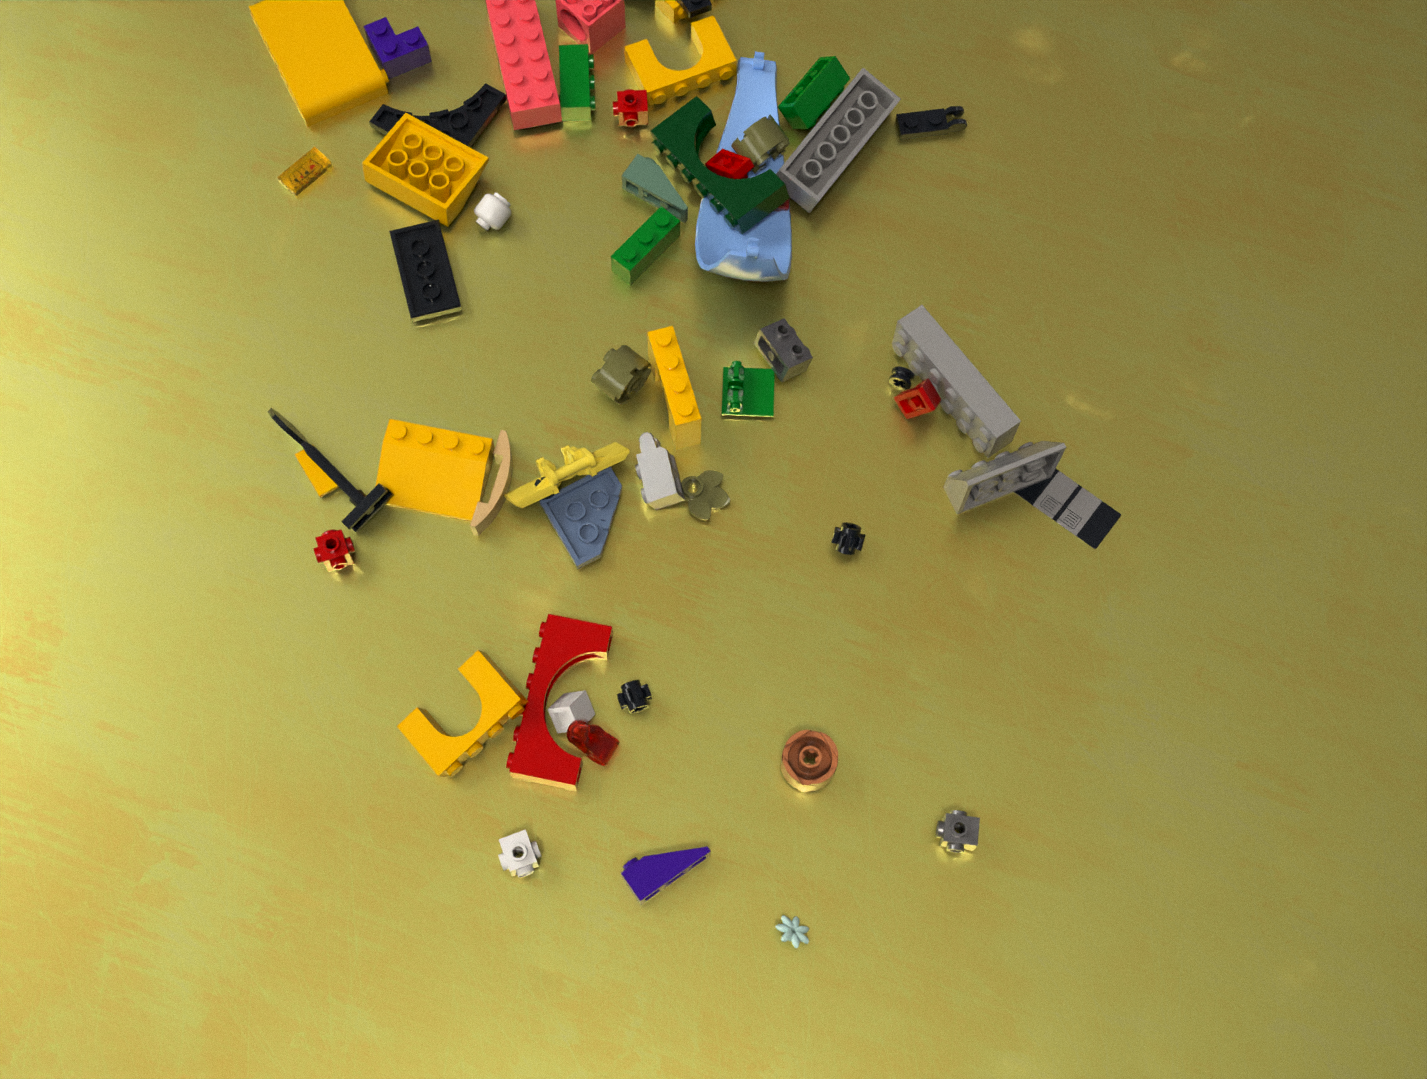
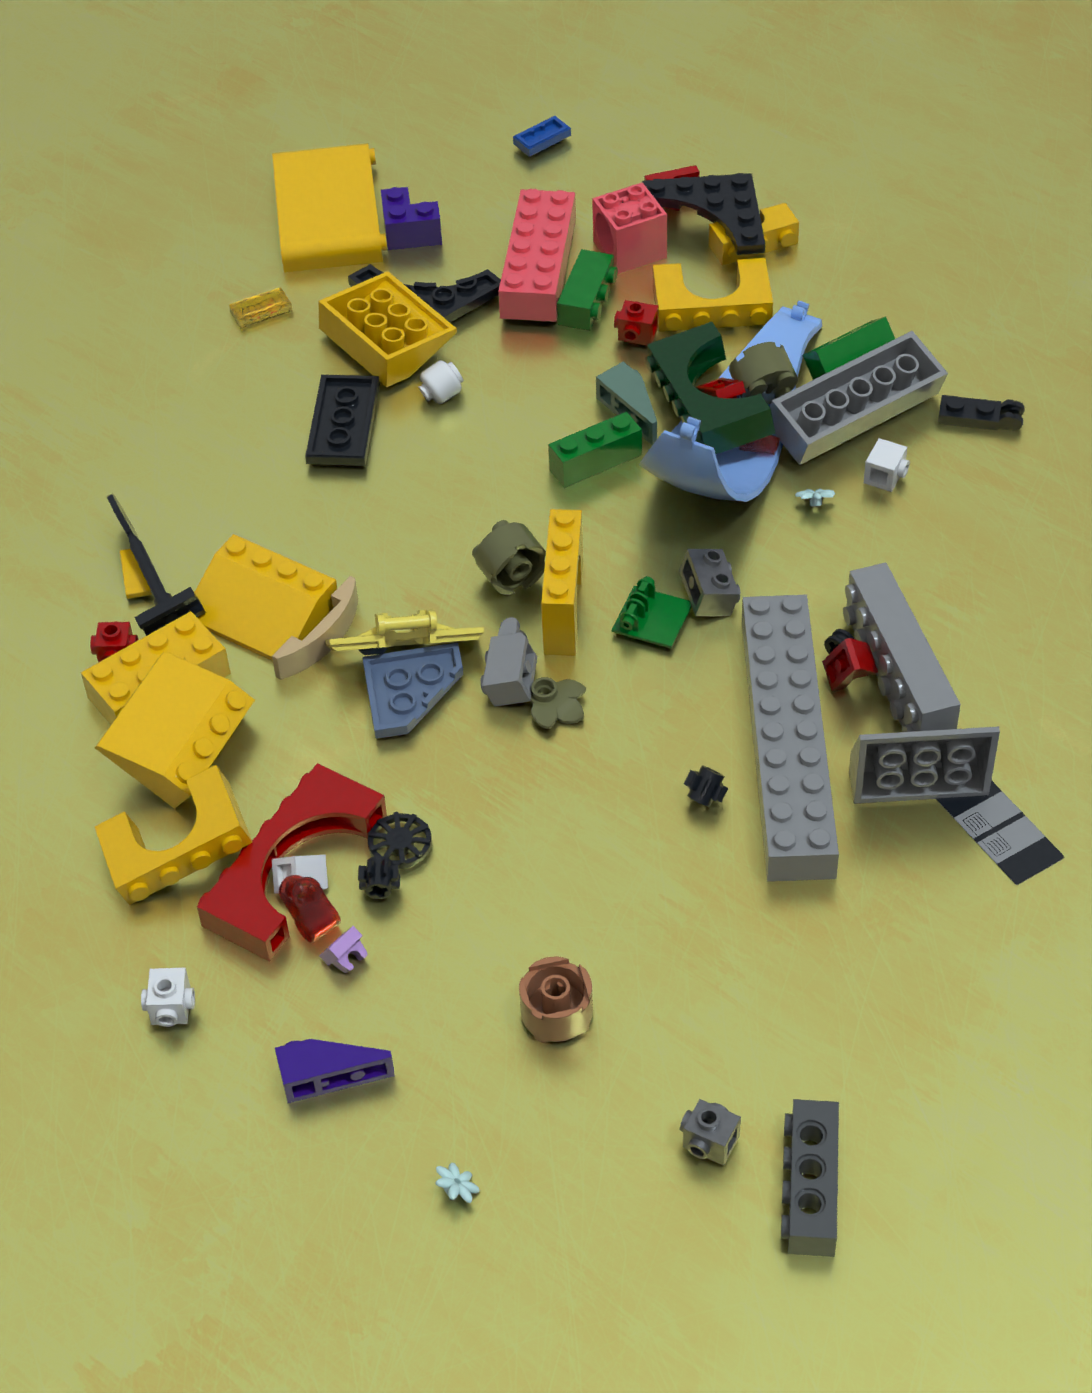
camera: 25 degrees right, 20 degrees down
(379, 565) = (118, 676): none -> yellow brick
(423, 617) = (174, 726): none -> yellow slope
(630, 764) = (345, 944): none -> lavender tile
(634, 656) = (400, 839): none -> black wheel
(833, 241) = (815, 496): none -> light aqua plant
(878, 196) = (886, 465): none -> white brick
(893, 474) = (788, 740): none -> light grey brick
(1034, 798) = (815, 1232): none -> dark grey brick

